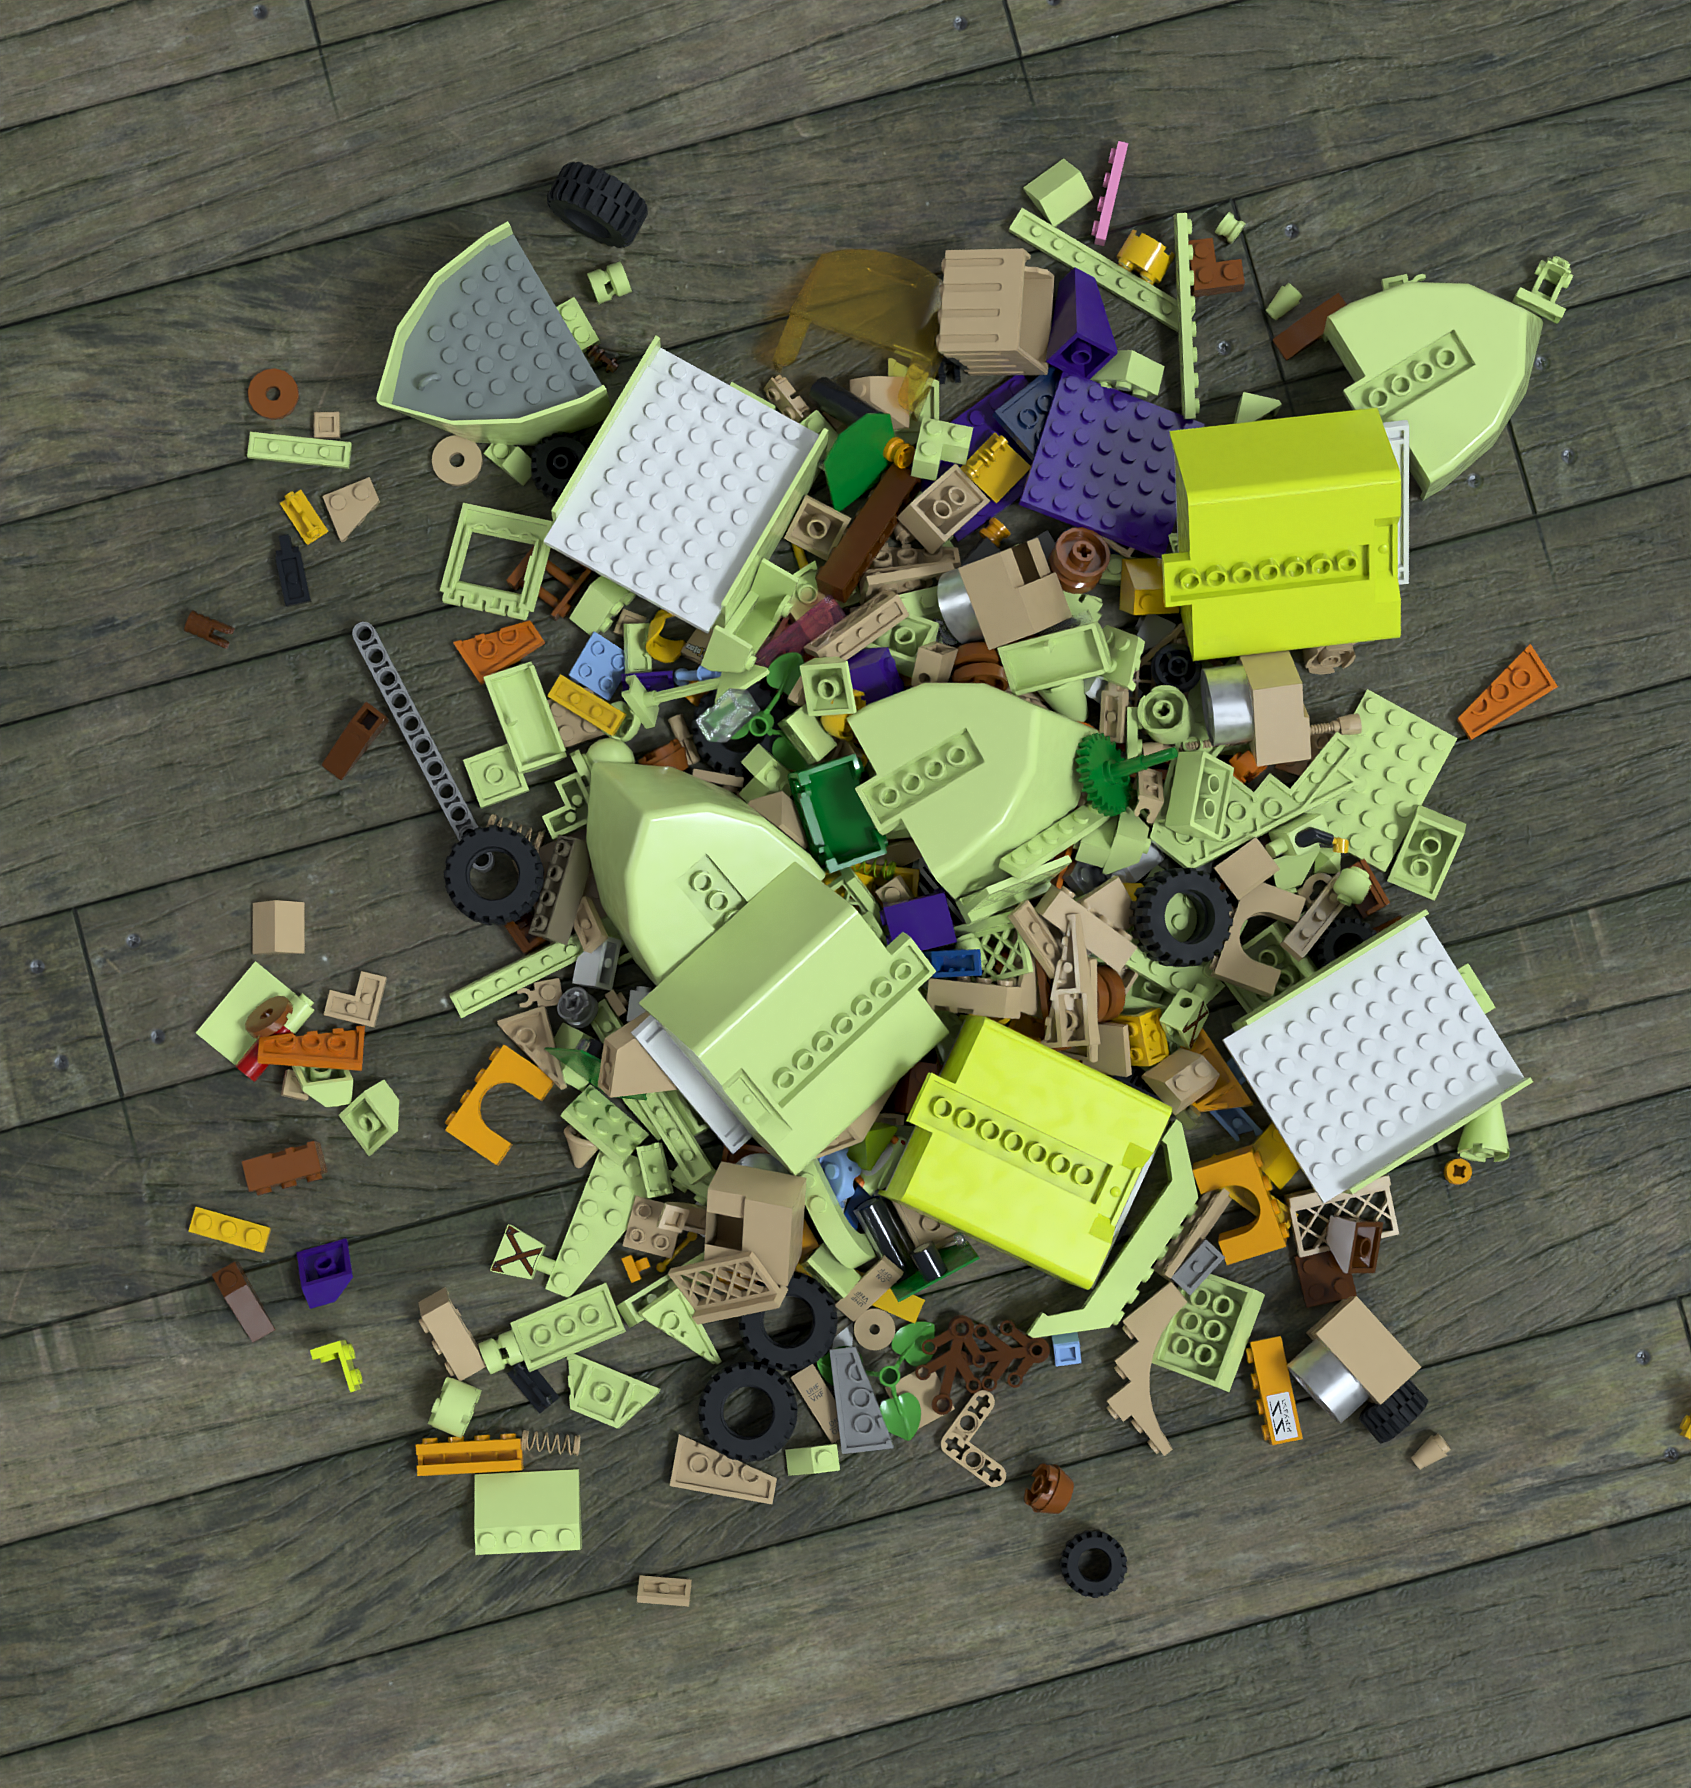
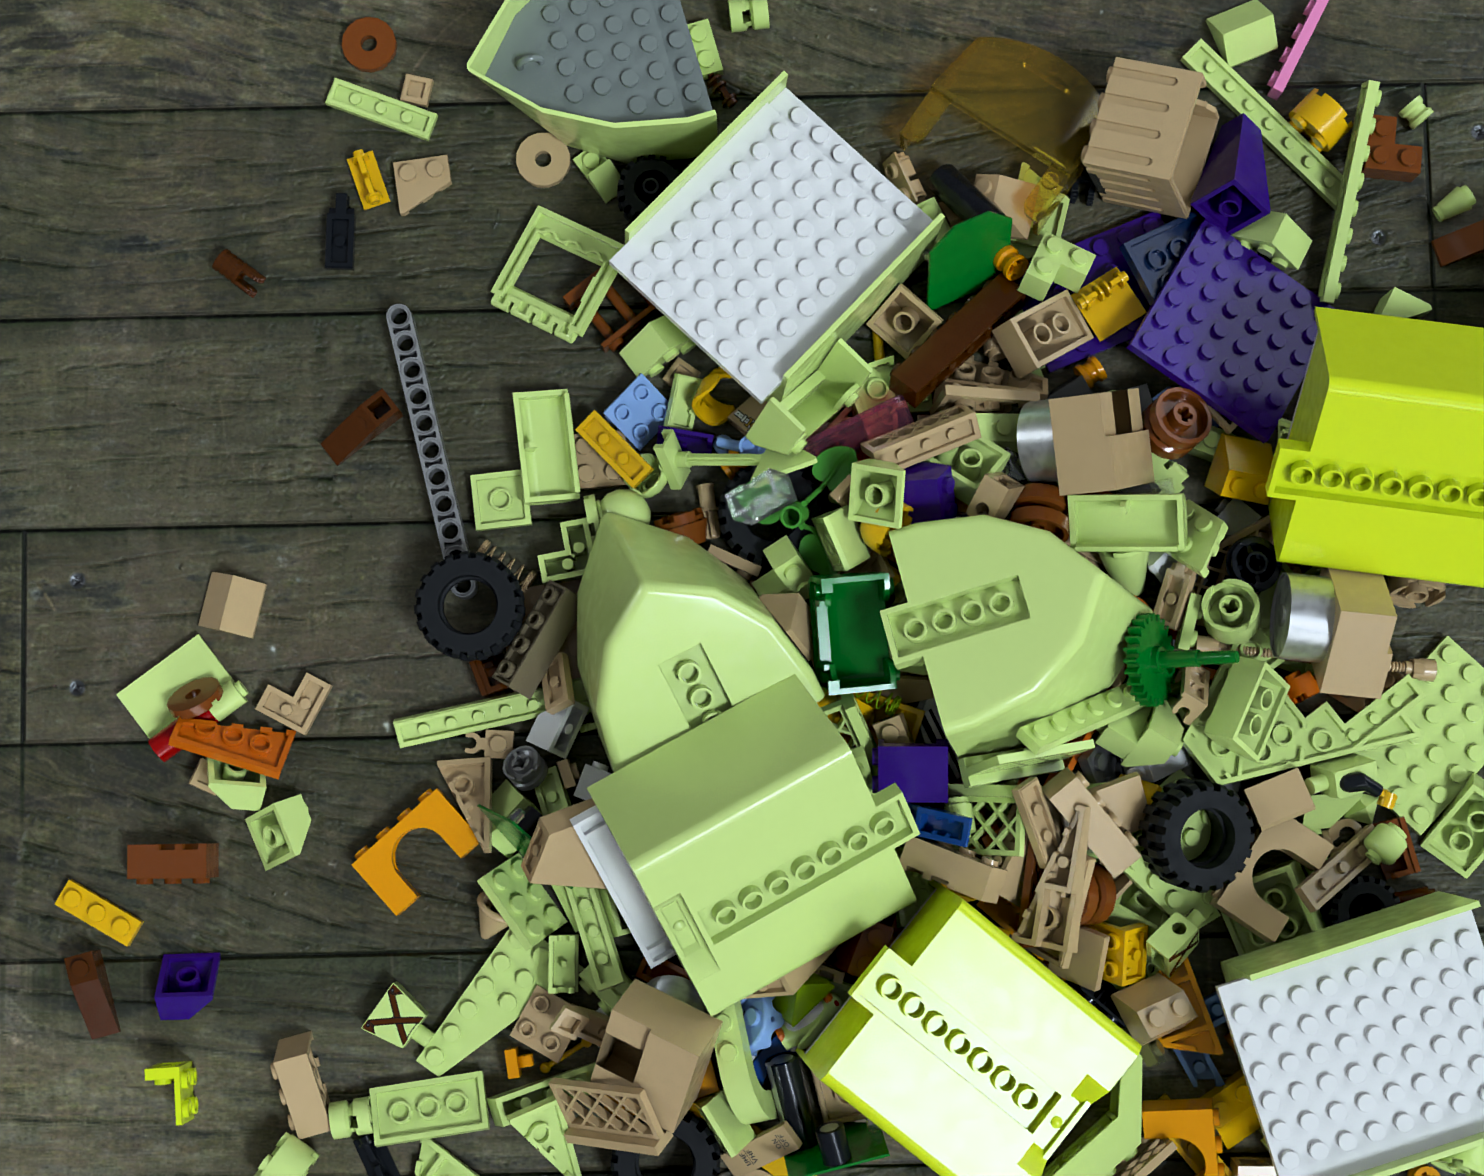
camera: 15 degrees right, 0 degrees up
(499, 649) = (537, 368): orange wing -> none

